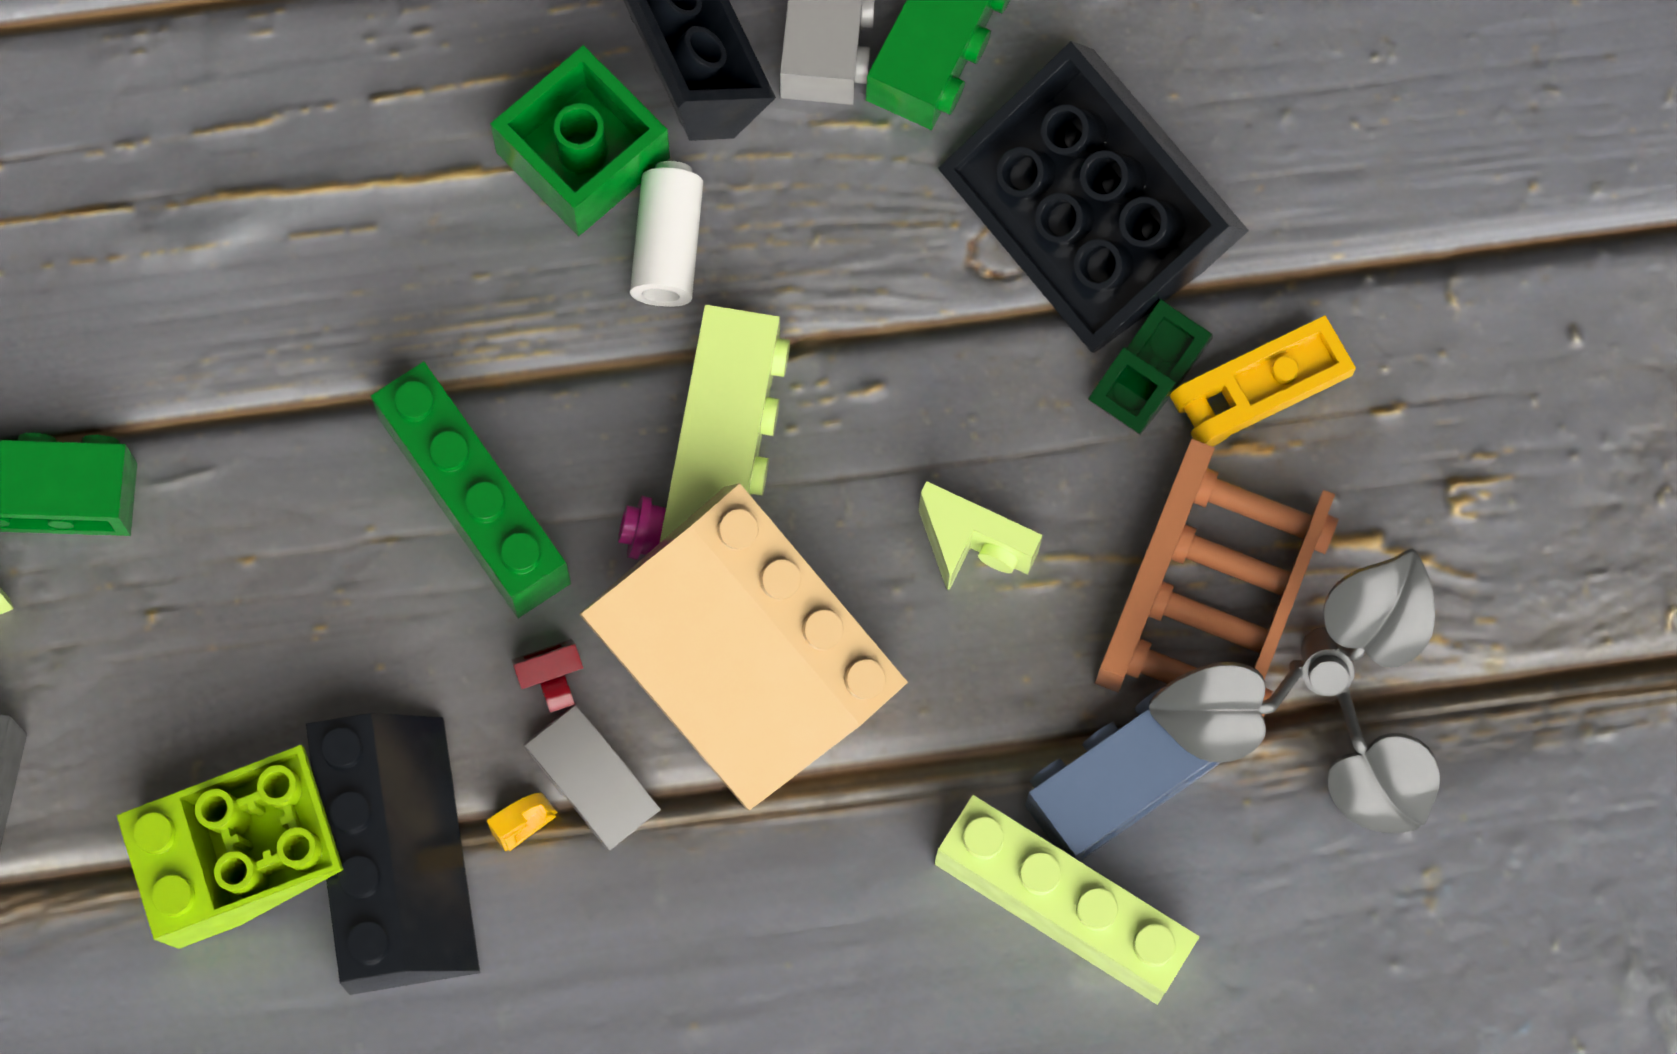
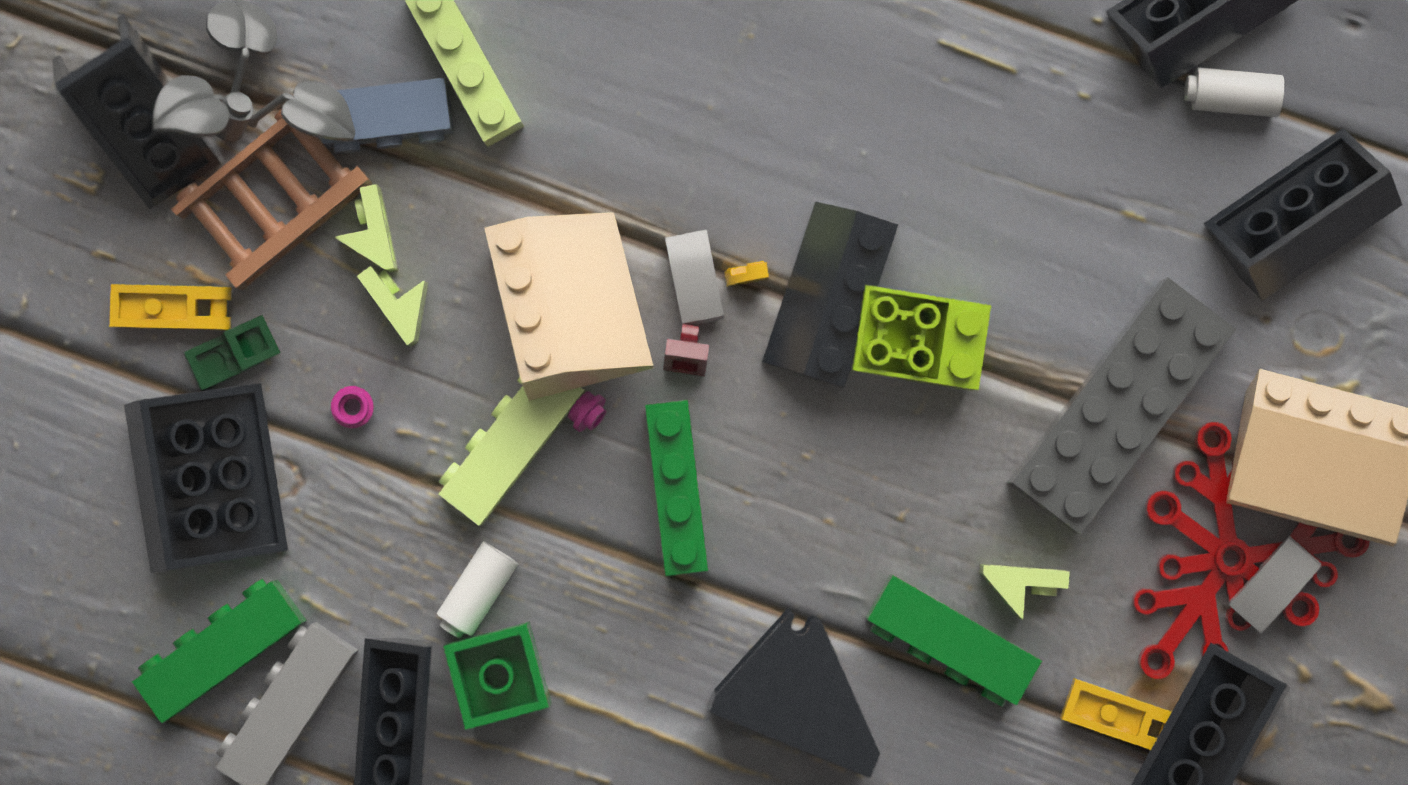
camera: 145 degrees left, 15 degrees up
(171, 300) = (798, 695): none -> black ladder
(956, 363) = (339, 402): none -> dark pink plate
(1044, 598) = (376, 241): none -> yellowish green slope
(1487, 584) = (116, 104): none -> black ladder

